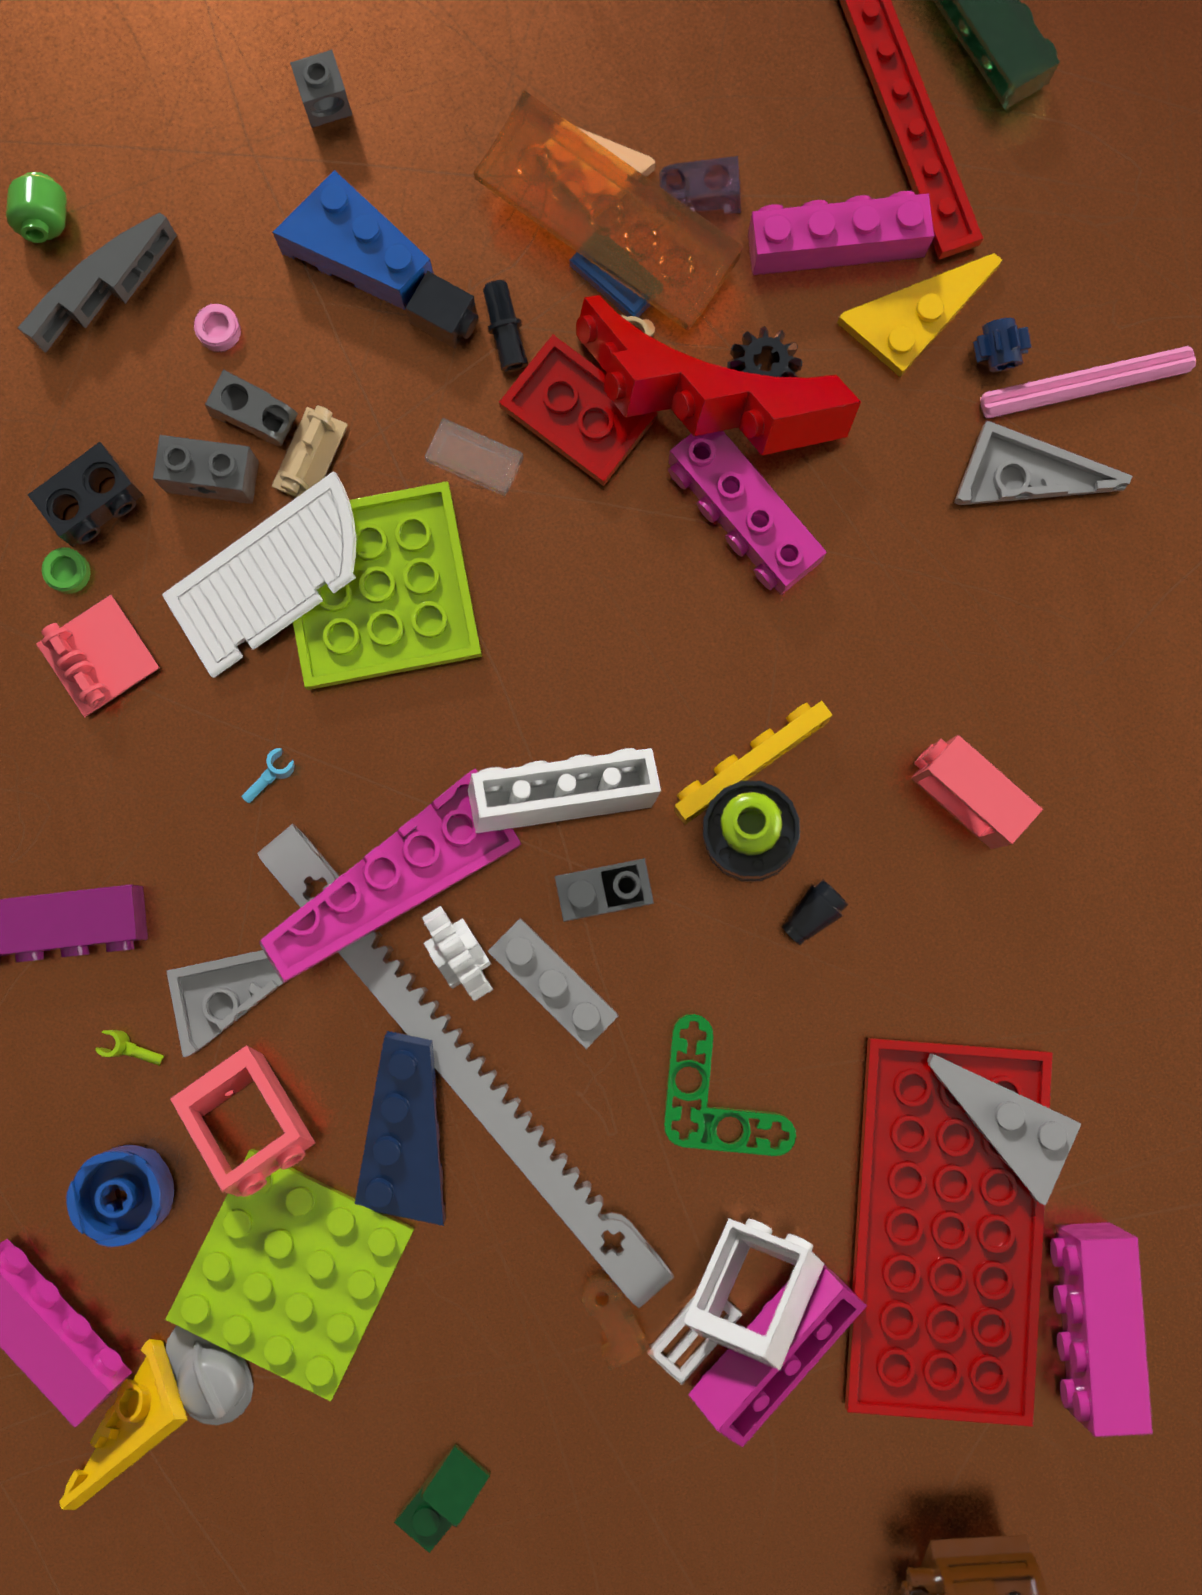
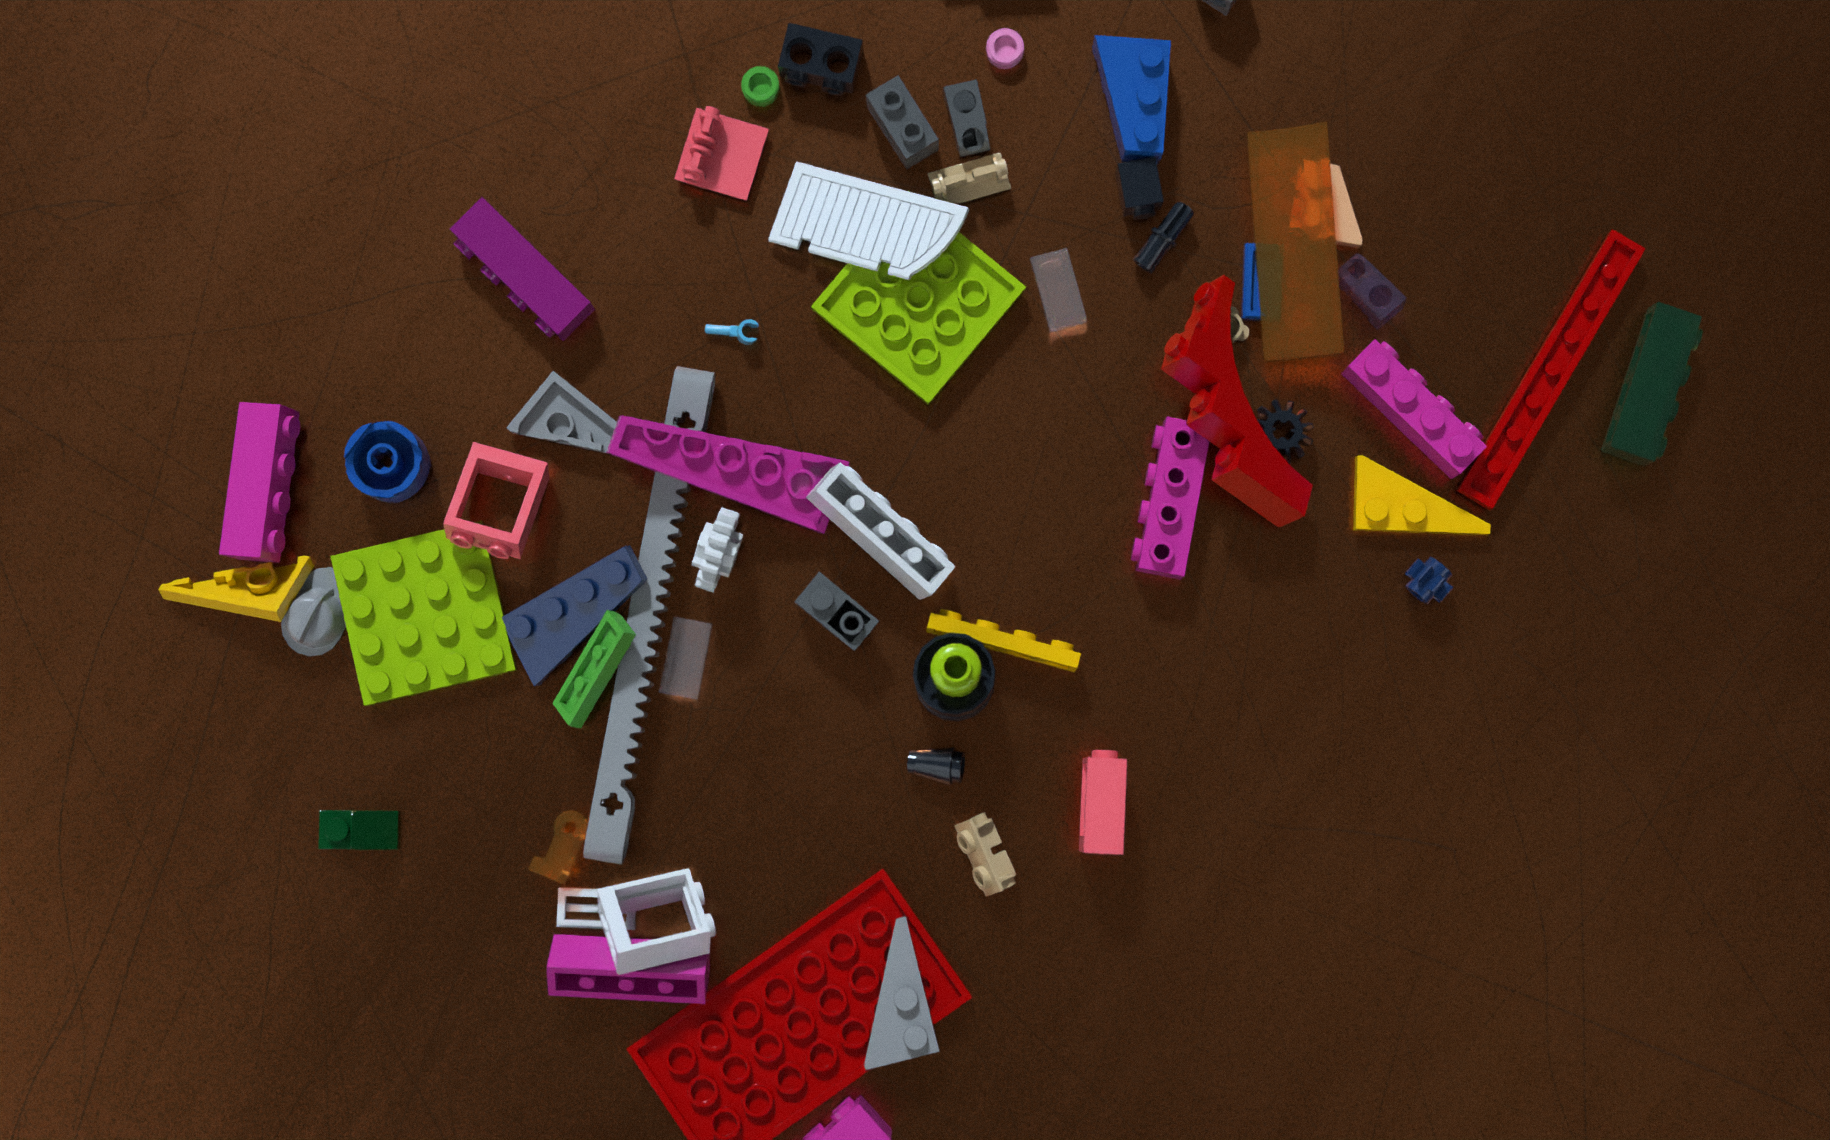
camera: 55 degrees right, 0 degrees up
(125, 1047) = (481, 385): lime hand -> none
(473, 1157) = (594, 669): none -> bright green plate
(531, 1063) = (685, 658): none -> clear tile
(553, 983) = (749, 628): light grey brick -> none
(567, 408) = (1141, 320): red plate -> none
(708, 1116) = (745, 804): green beam -> none
(950, 942) = (990, 871): none -> tan hinge
(1021, 467) = (1355, 662): light grey wing -> none
(1087, 382) = (1454, 660): bright pink axle -> none

